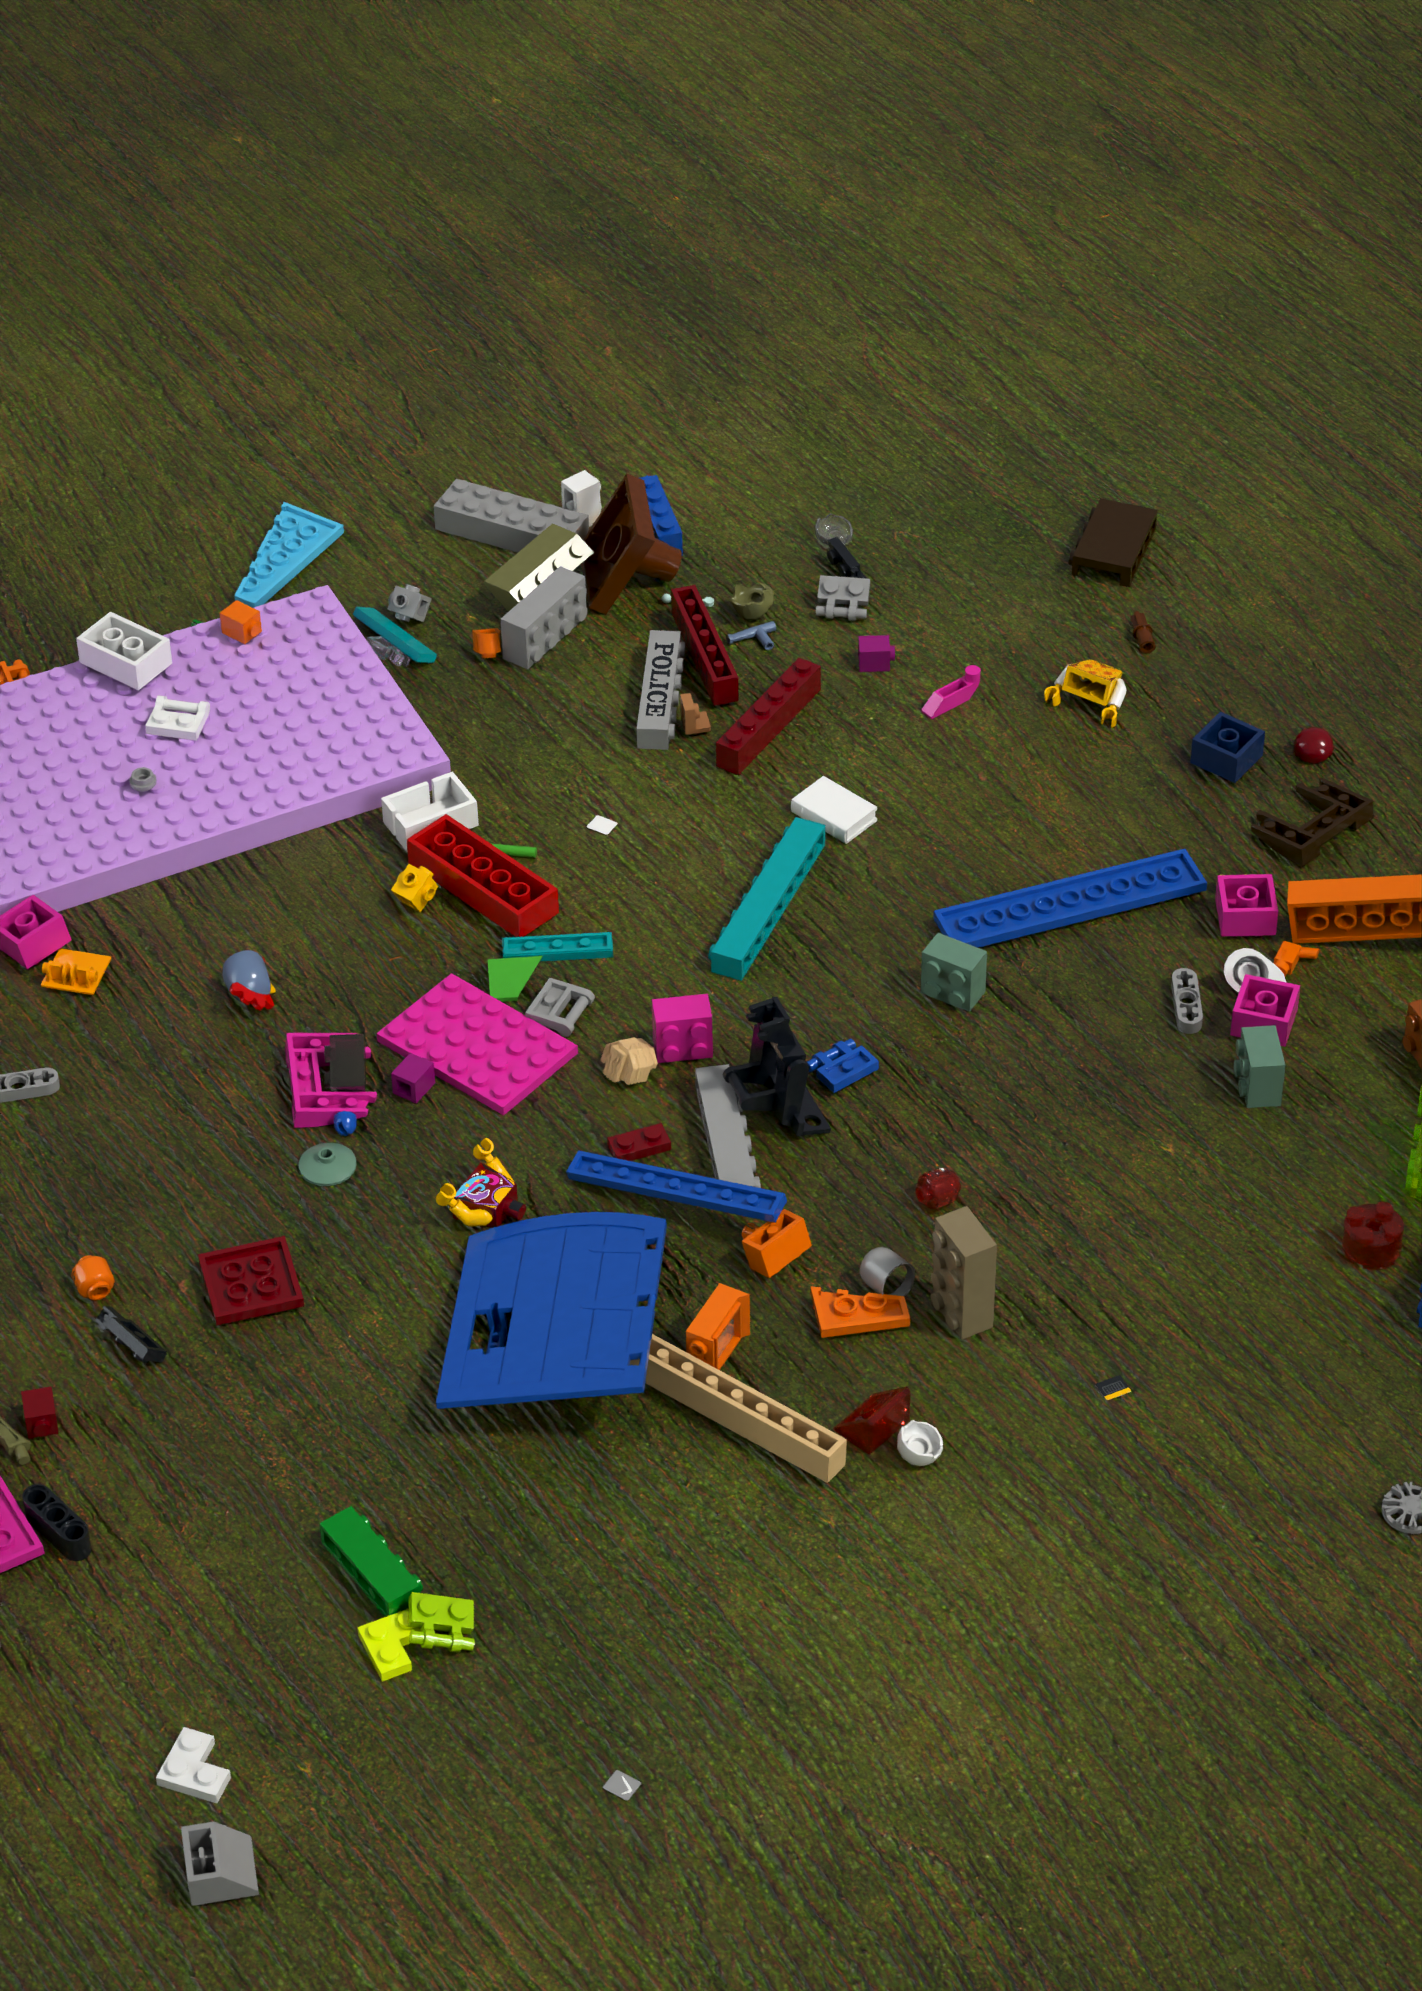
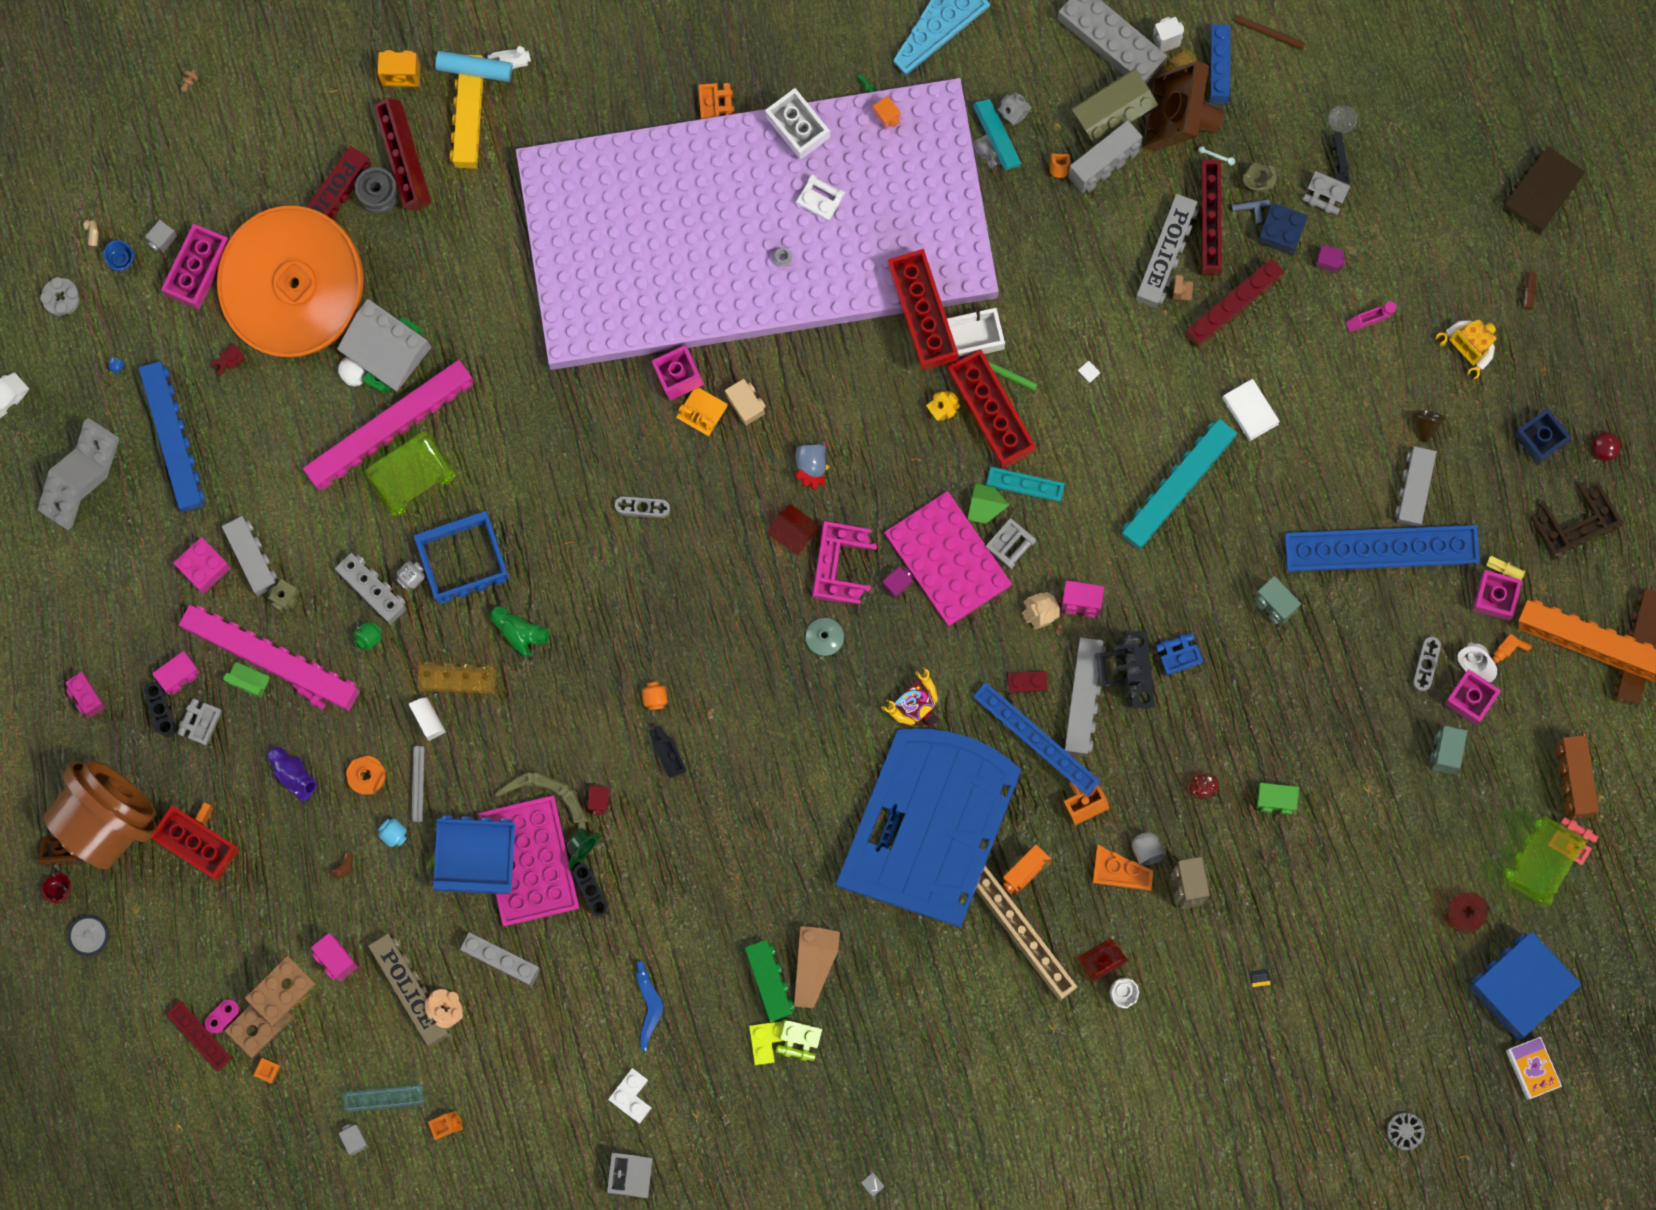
camera: 20 degrees right, 35 degrees up
(29, 1466) = (580, 846): none -> dark green piece
(134, 946) = (745, 402): none -> tan brick
(195, 1641) = (653, 1003): none -> blue piece
(243, 1062) = (793, 529): none -> clear red slope
(250, 1280) = (751, 727): dark red plate -> none
(345, 1122) = (843, 609): blue hinge -> none
(346, 1062) = (856, 563): clear smoke brick -> none
(353, 782) = (922, 309): none -> red brick
(434, 1522) = (815, 958): none -> medium nougat wedge
(709, 485) = (1269, 32): none -> reddish brown bar
(802, 636) = (1282, 229): none -> dark blue brick
(1046, 1178) = (1277, 798): none -> bright green brick
(1072, 768) = (1427, 423): none -> dark brown hat
(1086, 829) = (1416, 487): none -> light grey brick

